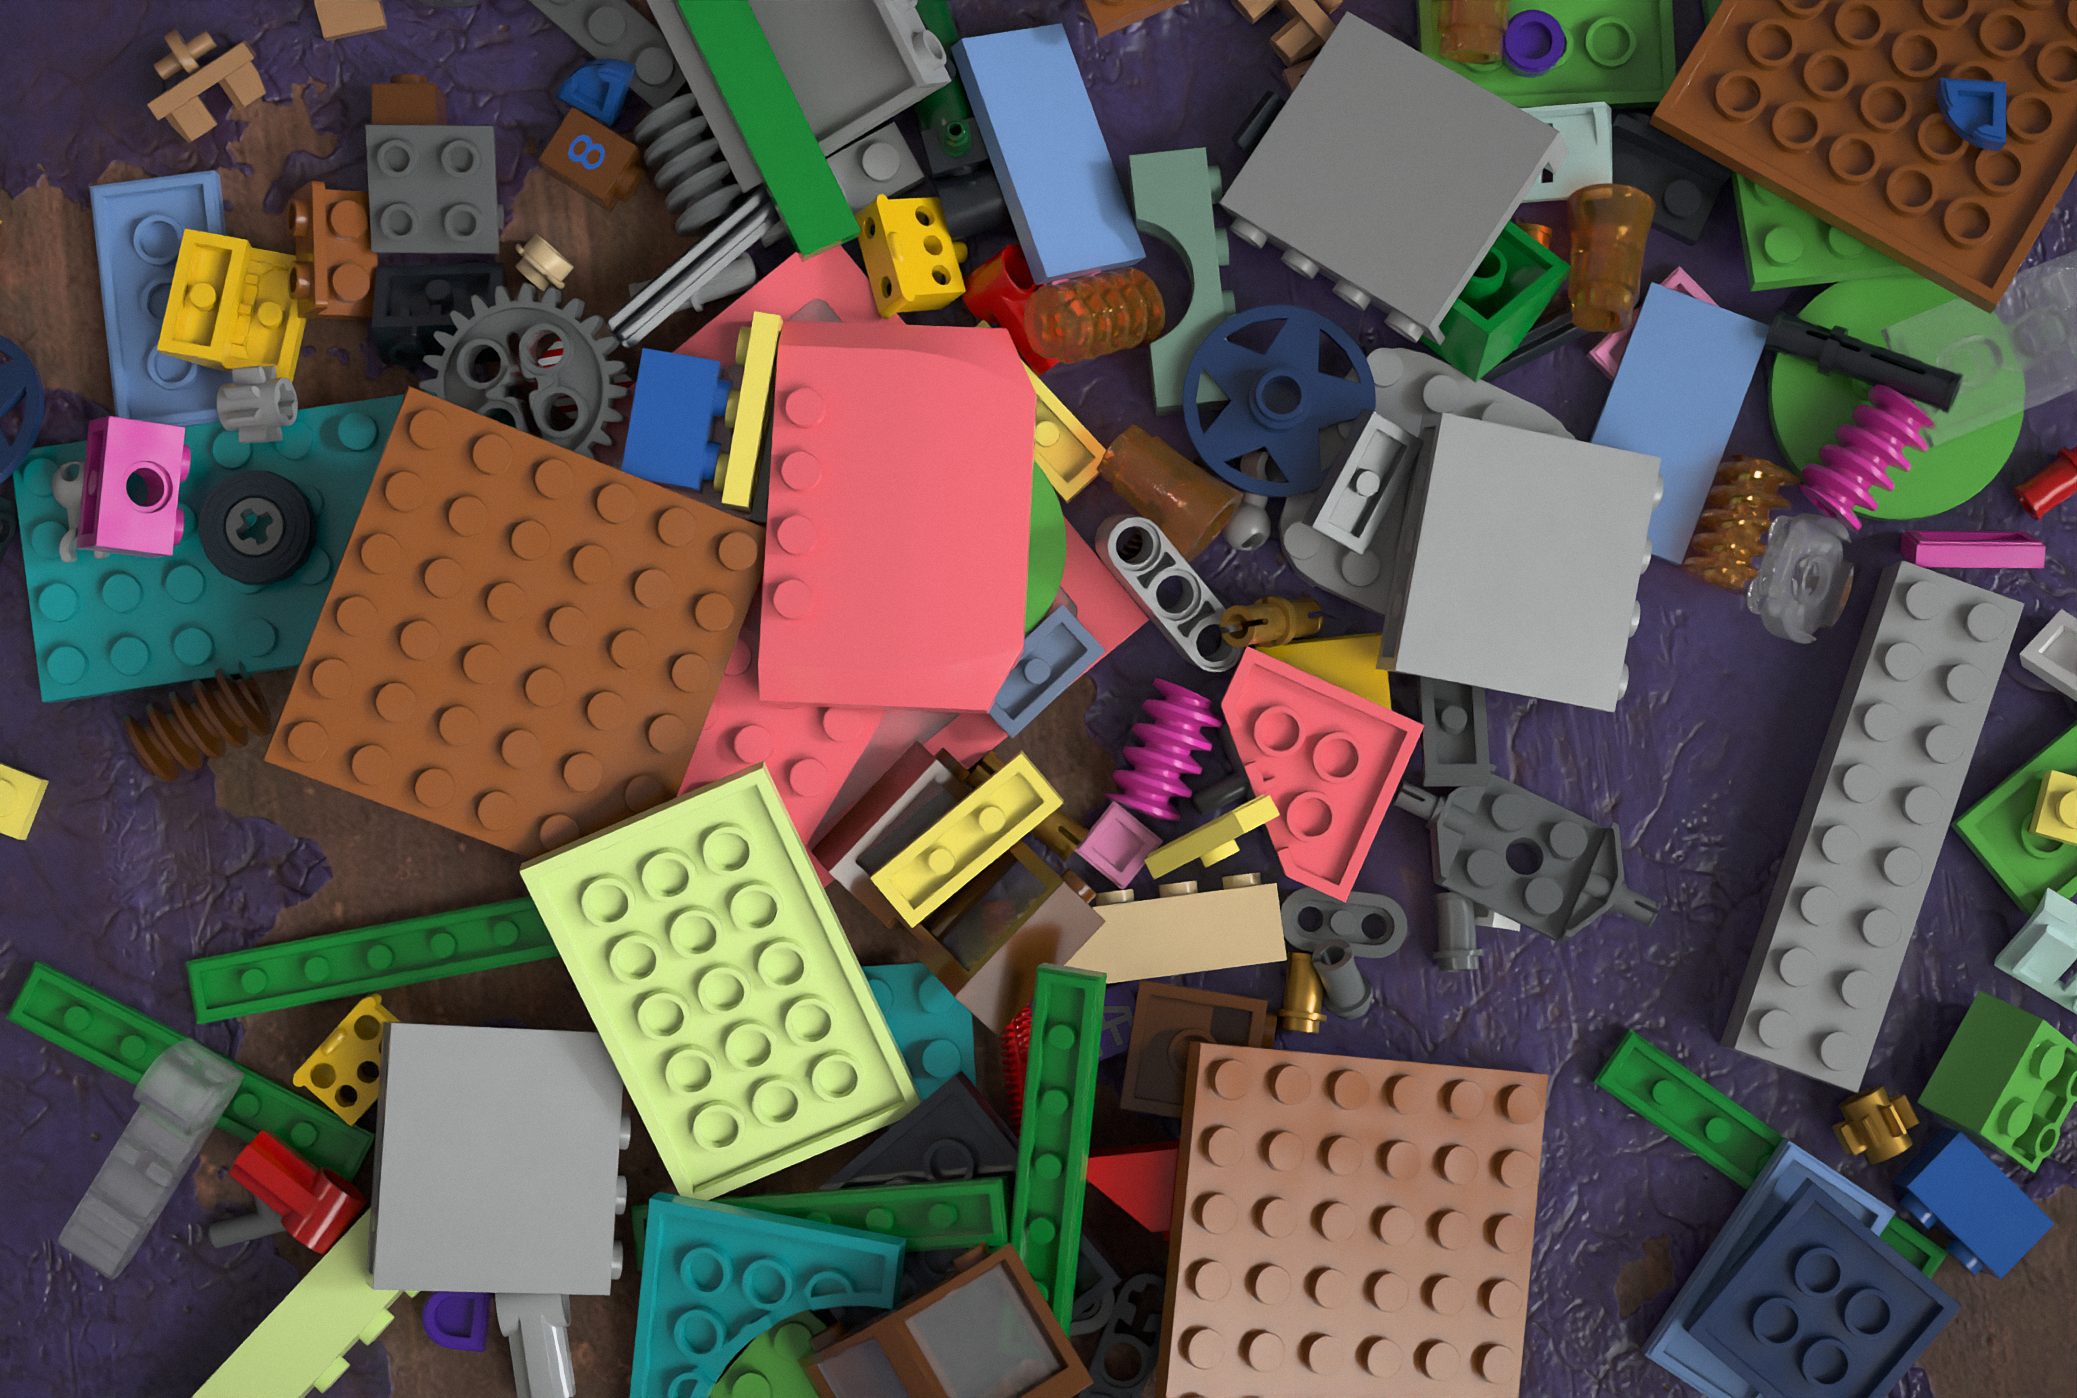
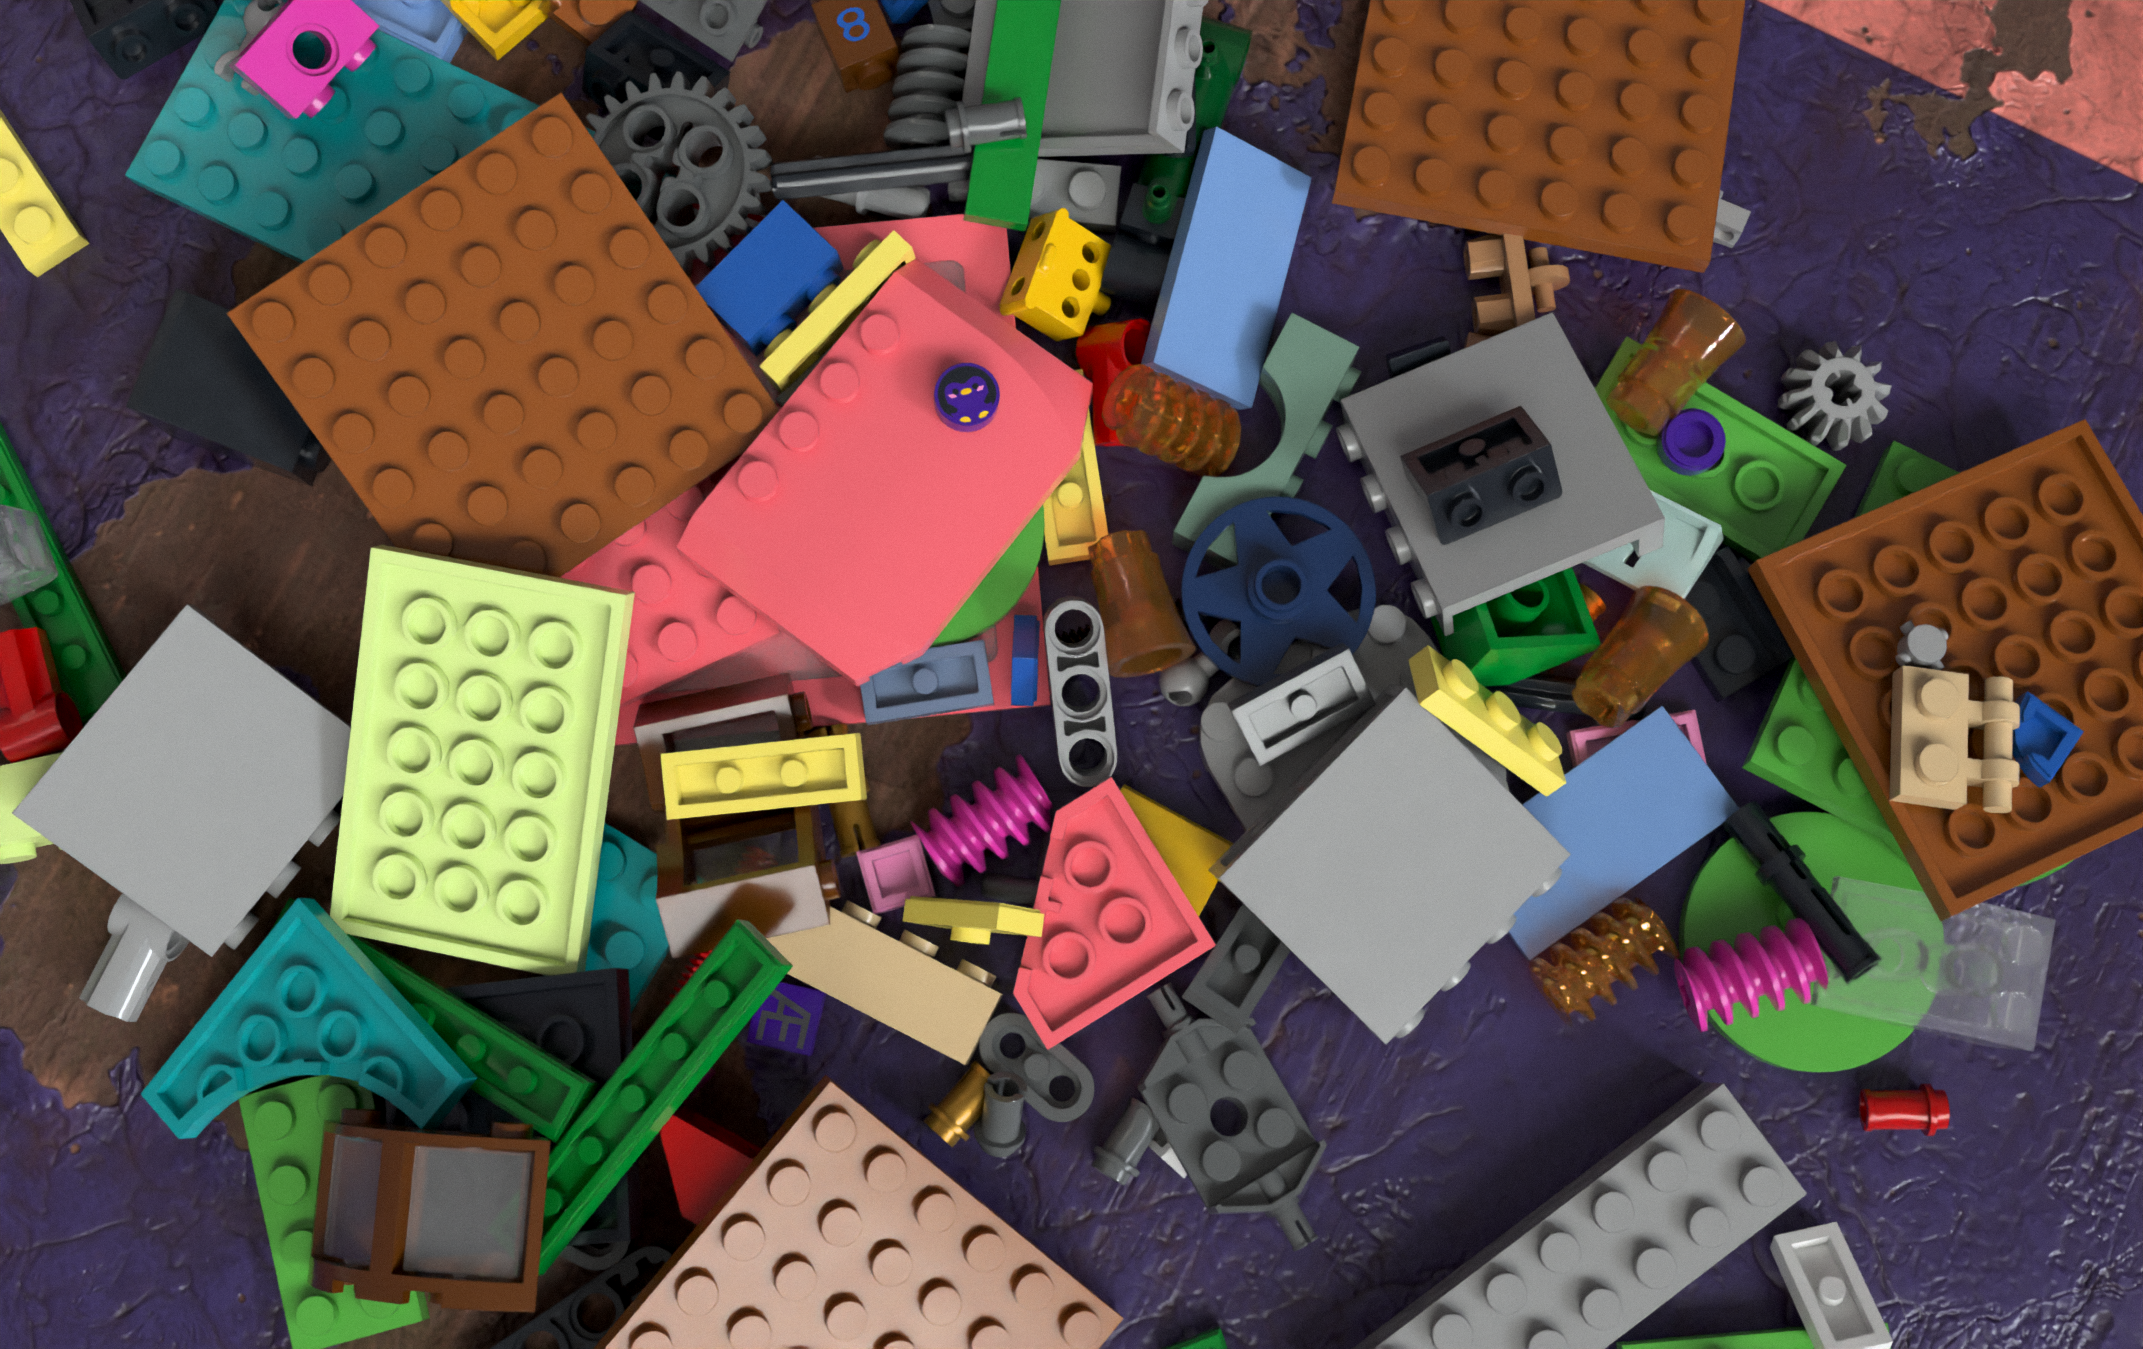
camera: 35 degrees right, 5 degrees down
(199, 725) = (220, 271): reddish brown piece -> none
(257, 404) = (453, 50): light grey gear -> none
(282, 827) = (218, 395): none -> black slope
(290, 534) = (363, 124): black bush -> none
(342, 1058) = (145, 615): yellow piece -> none
(368, 959) = (217, 547): green tile -> none
(458, 1319) = (84, 896): dark purple tile -> none
(542, 263) = (762, 93): tan plate -> none
(769, 168) = (985, 123): none -> dark grey pin
(917, 413) = (966, 397): none -> dark purple tile
(1106, 597) = (1025, 660): none -> blue tile
(1160, 1037) = (851, 1056): reddish brown plate -> none
(1271, 621) = (1147, 771): pearl gold pin -> none
(1386, 192) = (1483, 474): none -> black bracket
(1521, 392) = (1487, 720): none -> light yellow plate
(1802, 577) = (1635, 1013): clear plate -> none
(1833, 98) = (1921, 646): none -> light grey piece
(1888, 168) = (1932, 740): none -> tan plate
(1972, 549) = (1792, 1117): dark pink tile -> none

